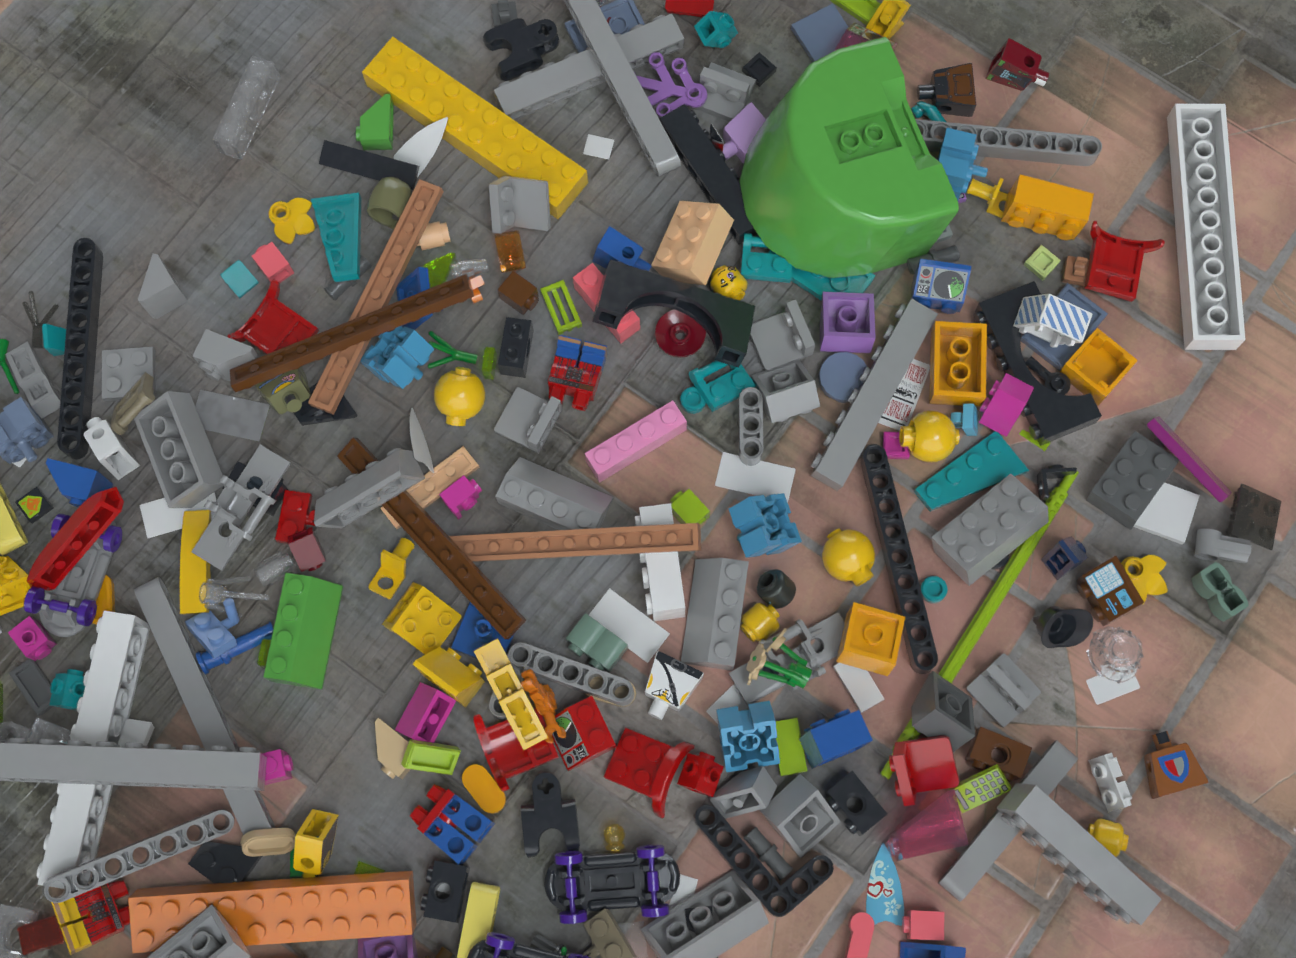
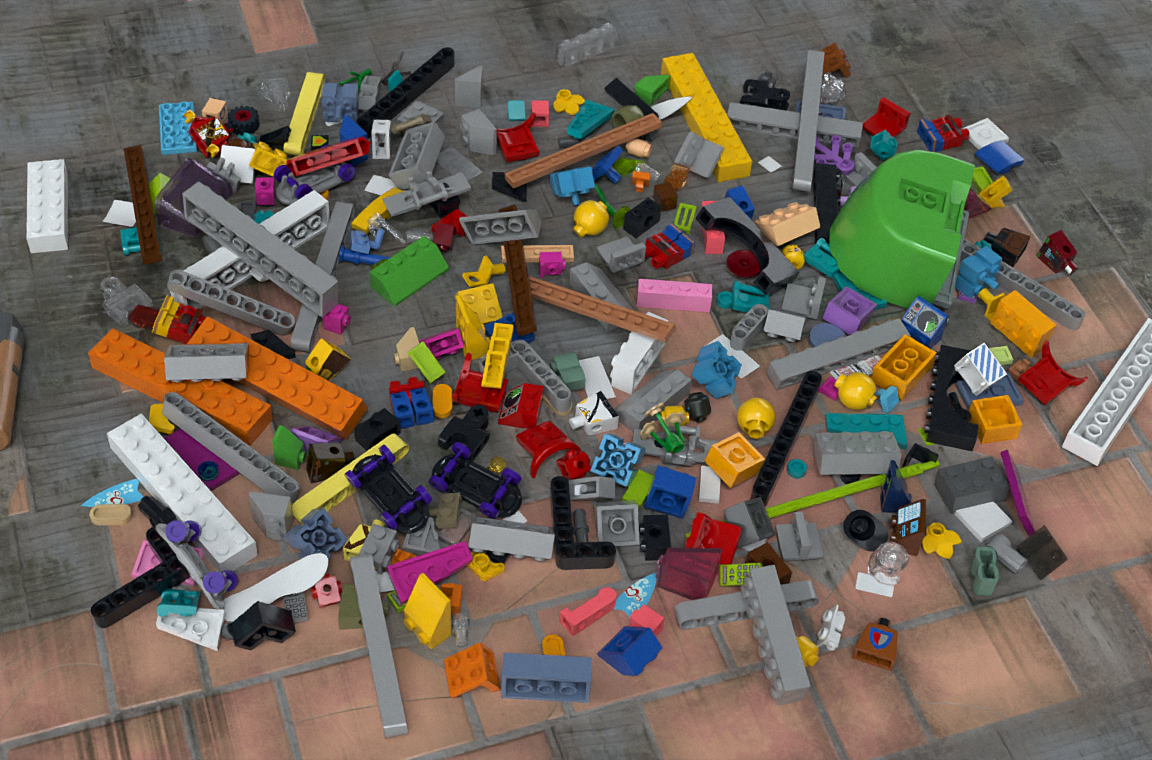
camera: 30 degrees right, 25 degrees down
(268, 842) = (299, 344): tan tile -> none
(285, 391) = (498, 162): olive torso -> none
(351, 333) = (563, 154): reddish brown plate -> none
(418, 441) = (549, 227): white sticker -> none
(544, 702) = (513, 377): orange piece -> none
(688, 508) = (678, 345): lime brick -> none
(1006, 404) = (917, 399): dark pink brick -> none

